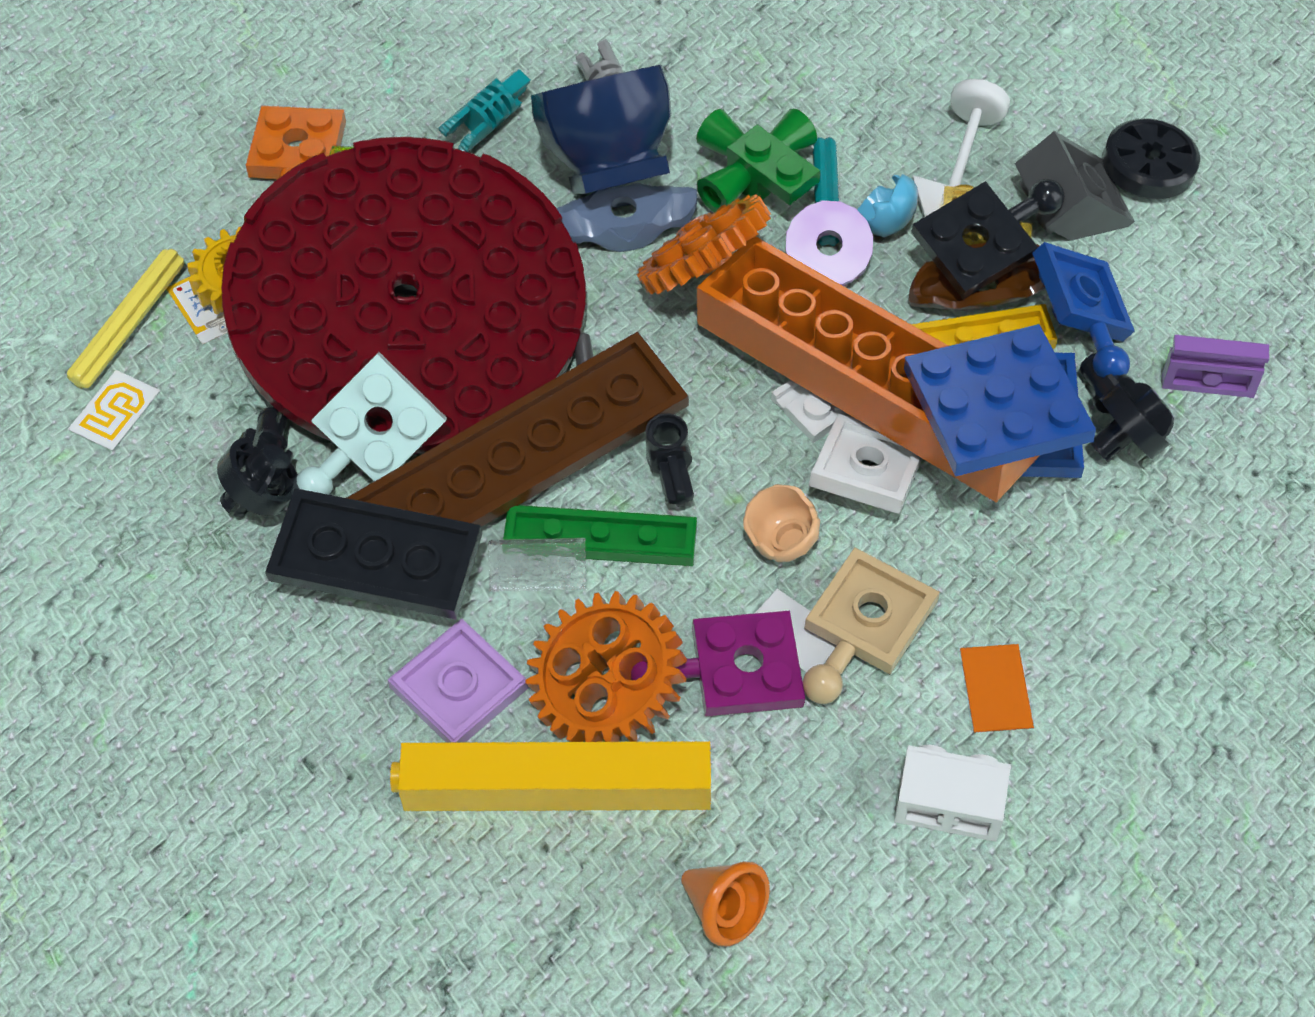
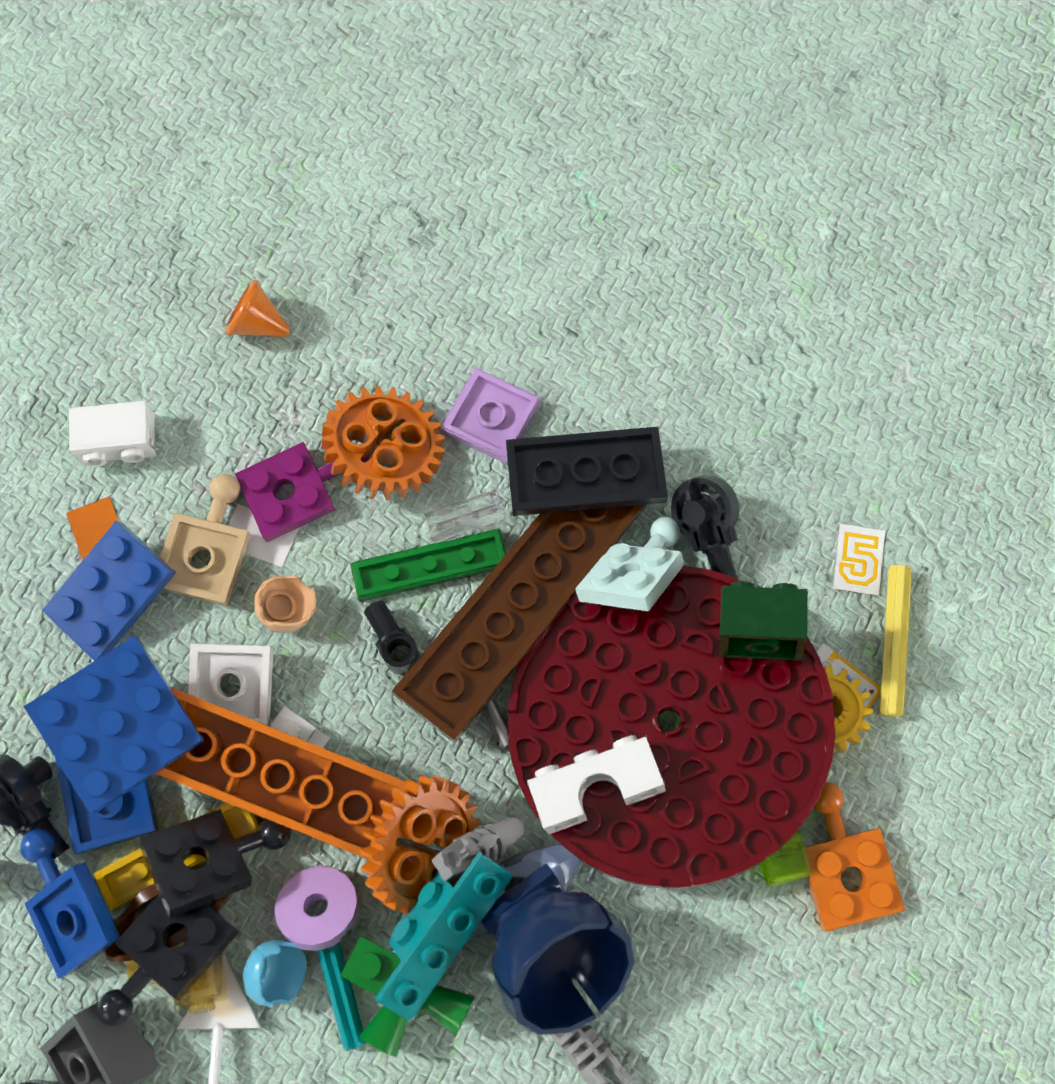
camera: 160 degrees right, 15 degrees up
(265, 300) = (763, 621): none -> dark green brick
(487, 109) = (690, 976): teal hinge -> none
(540, 249) = (560, 791): none -> white arch
(553, 776) = (394, 360): yellow brick -> none
(647, 230) = (487, 839): none -> light grey hinge
(714, 170) = (437, 932): none -> teal bracket
(917, 274) = (211, 838): none -> black plate
(990, 599) = (108, 591): none -> blue plate

